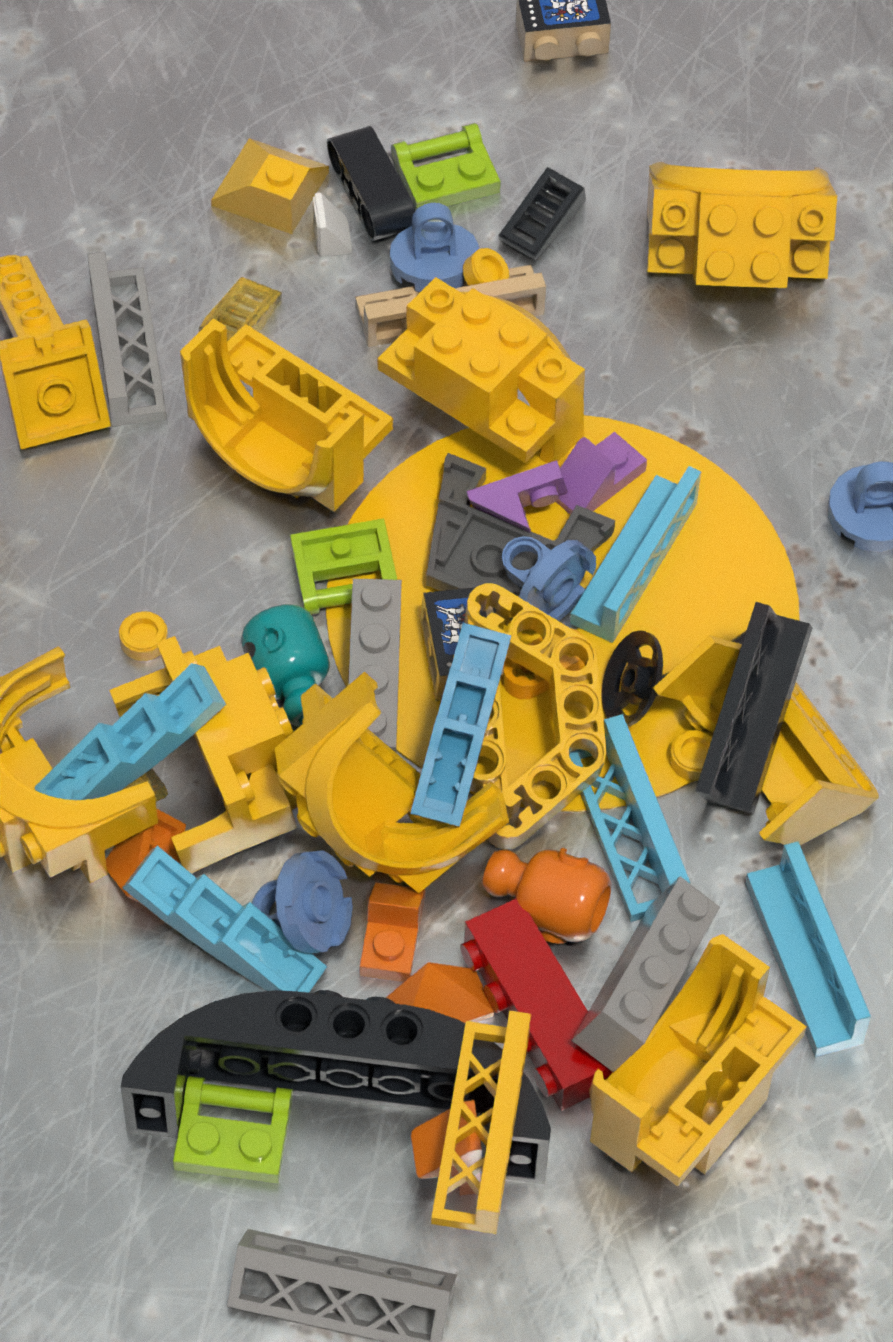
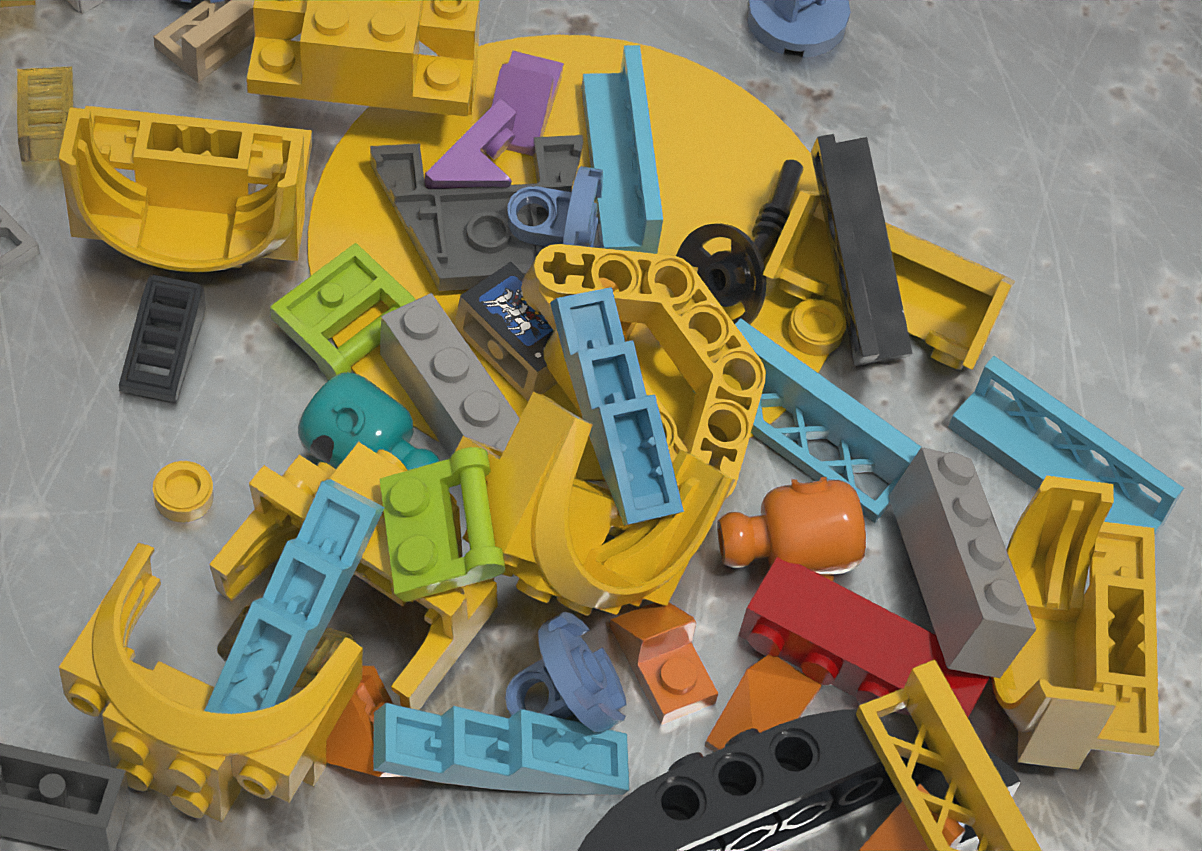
camera: 40 degrees left, 0 degrees up
(223, 499) = (172, 304): none -> black slope
(252, 736) = (423, 526): none -> lime plate

